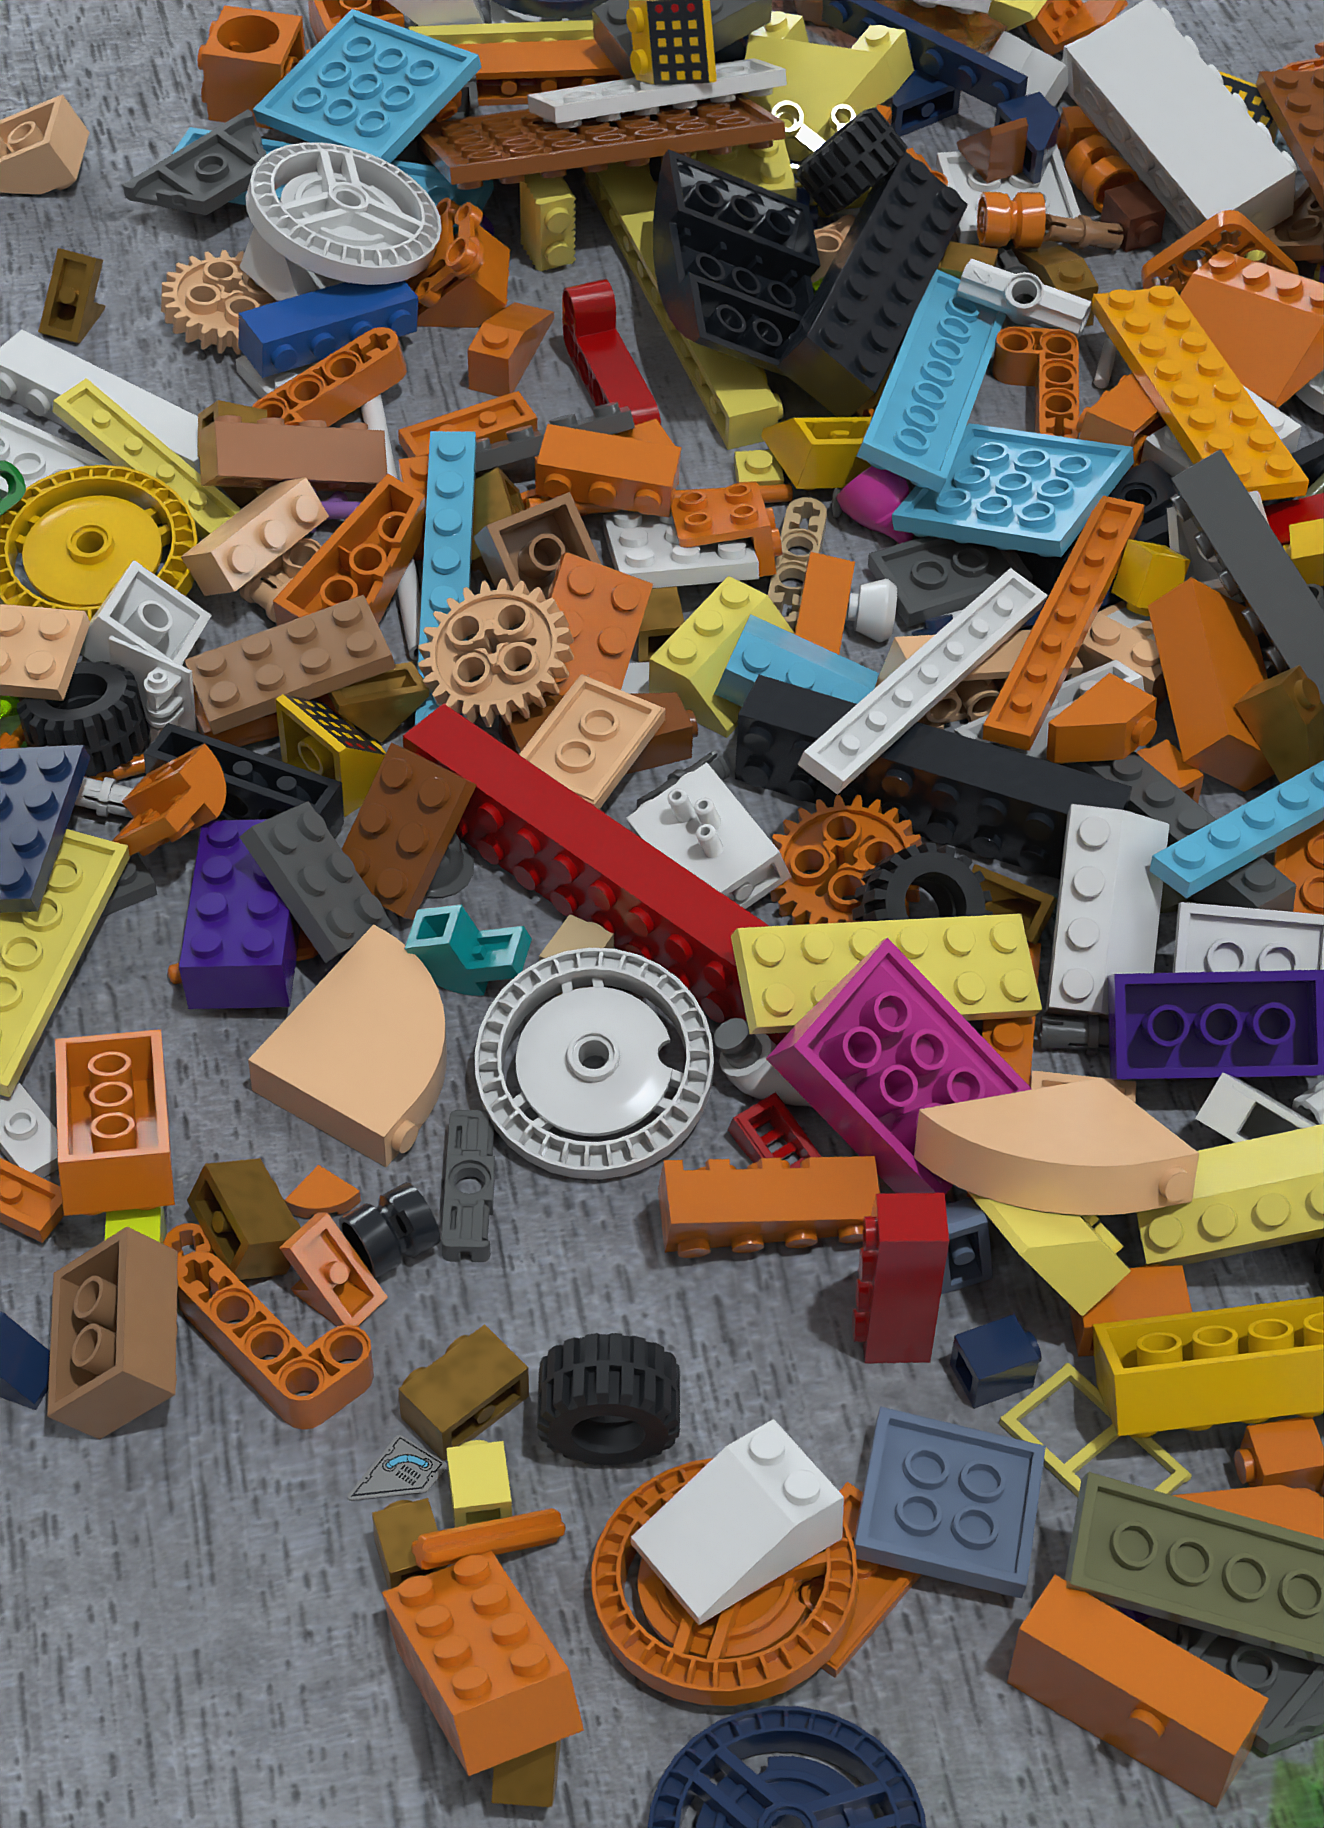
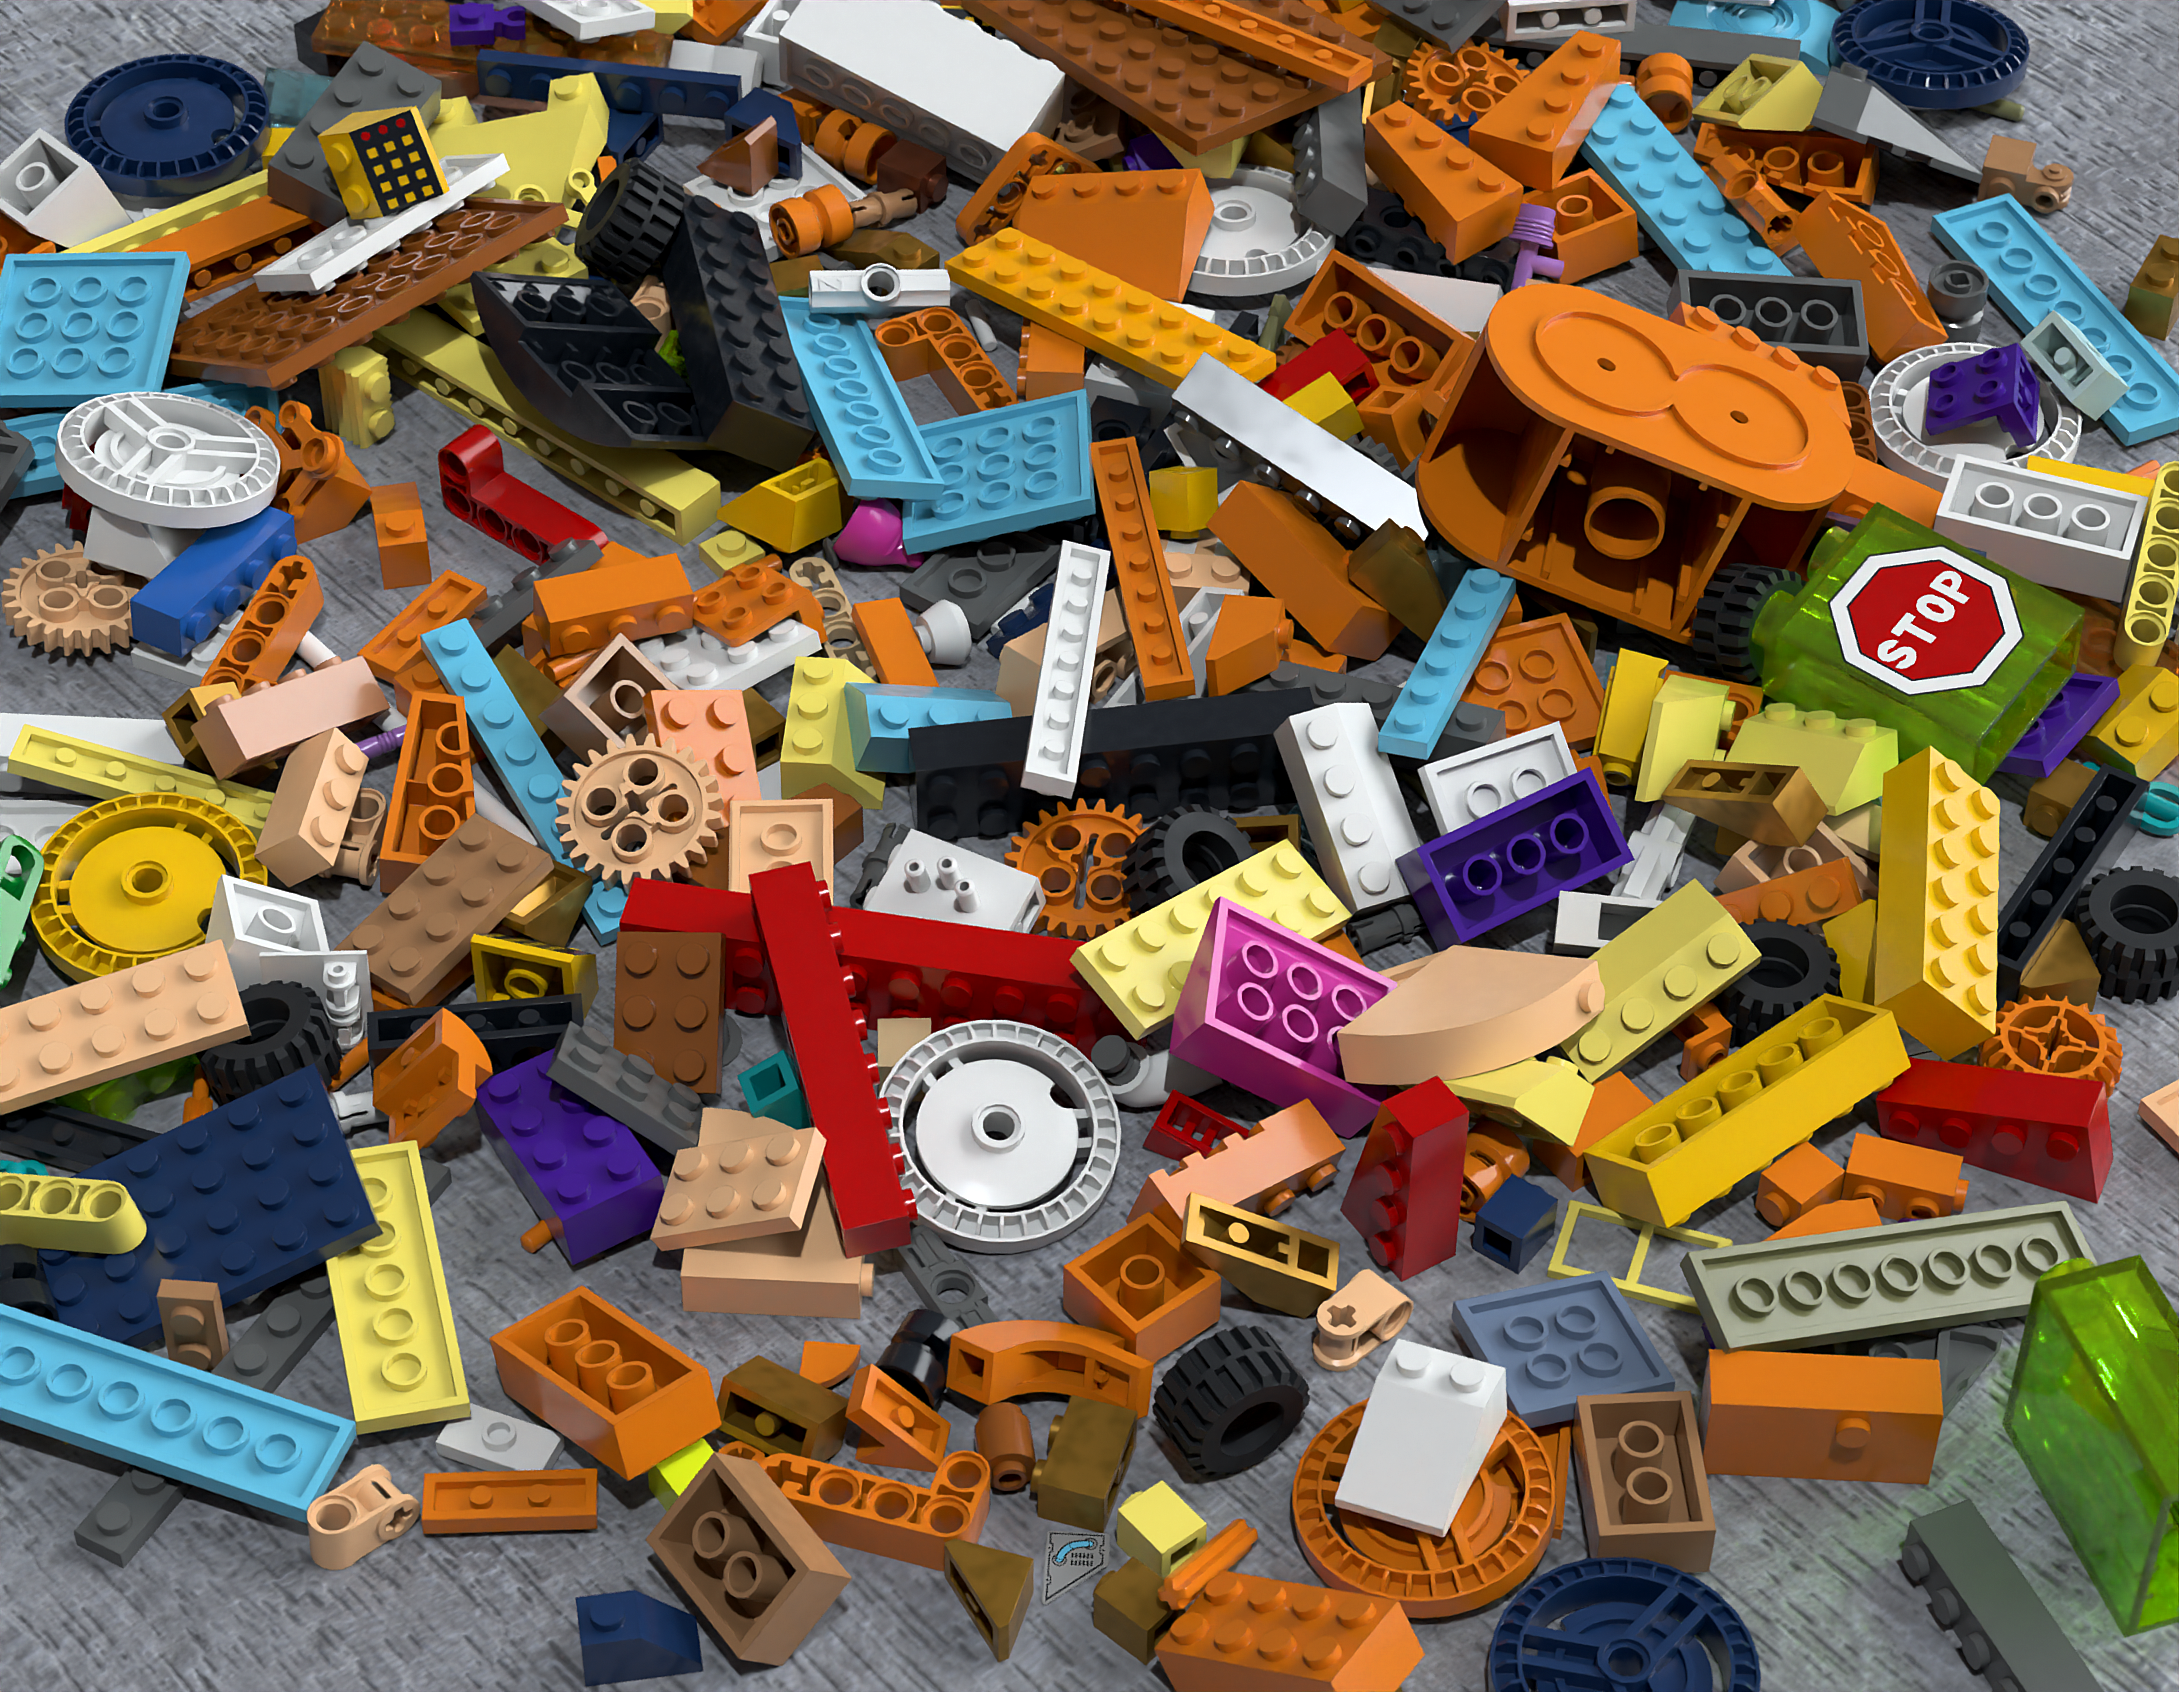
camera: 30 degrees left, 5 degrees down
(305, 1469) = (992, 1589): none -> pearl gold slope
(331, 1007) = (738, 1189): none -> light nougat plate
(407, 1340) = (1007, 1444): none -> dark orange brick
(479, 933) = (830, 1060): none -> red brick
(487, 1274) = (1047, 1356): none -> orange arch
(615, 1262) = (1143, 1289): none -> orange brick
(726, 1276) = (1262, 1256): none -> pearl gold slope
(796, 1376) = (1358, 1321): none -> light nougat piece
(930, 1665) = (1643, 1478): none -> medium nougat brick
(1000, 1291) = (1490, 1159): none -> orange wheel
(1295, 1275) = (1705, 1040): none -> orange bracket

